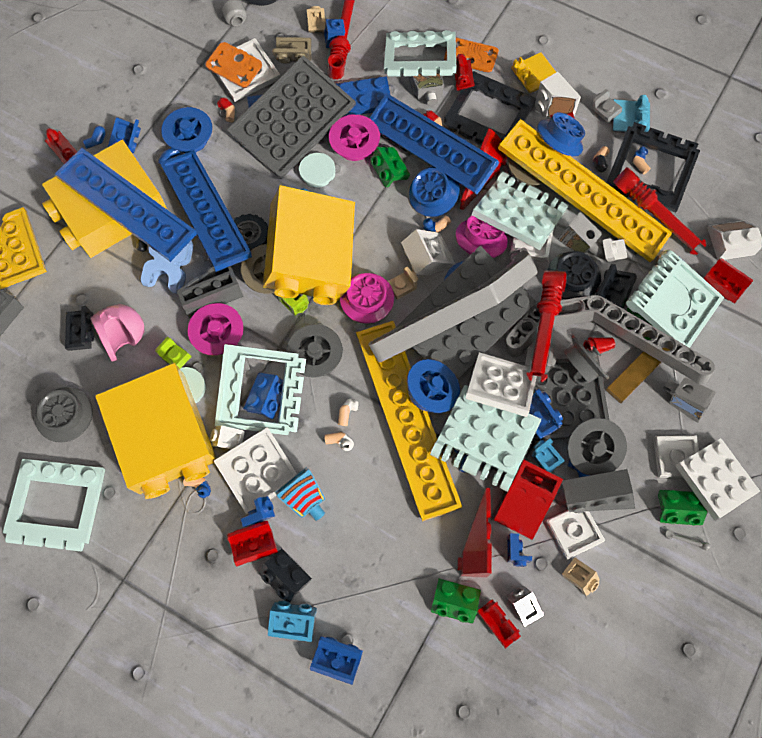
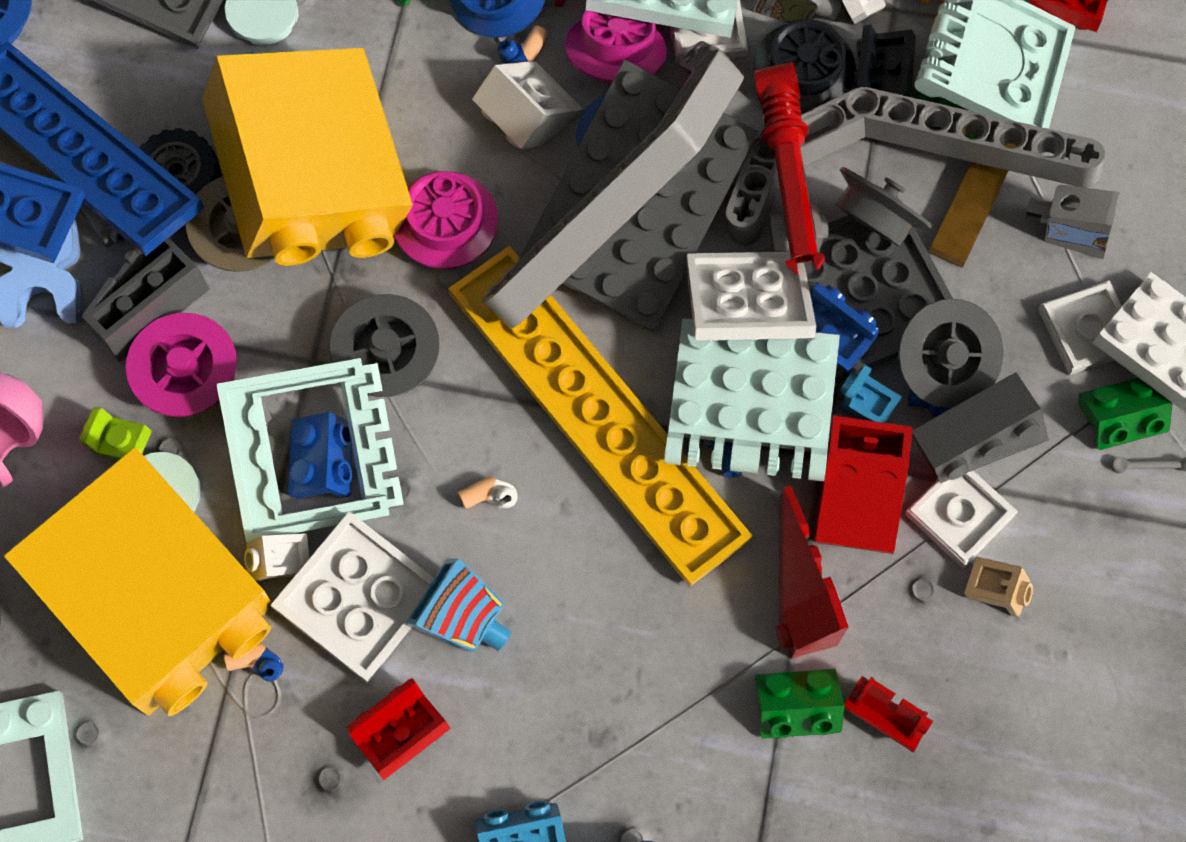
camera: 25 degrees left, 0 degrees up
(263, 512) = (398, 668): blue bracket -> none
(284, 575) = (477, 766): black bracket -> none
(295, 306) = (312, 276): lime bracket -> none
(345, 409) = (479, 437): light nougat arm -> none
(404, 283) = (504, 171): tan bracket -> none
(432, 386) = (626, 341): blue wheel -> none
(514, 547) = (867, 577): blue bracket -> none
(525, 605) = (920, 667): bracket -> none
(602, 344) = (899, 170): red cone -> none

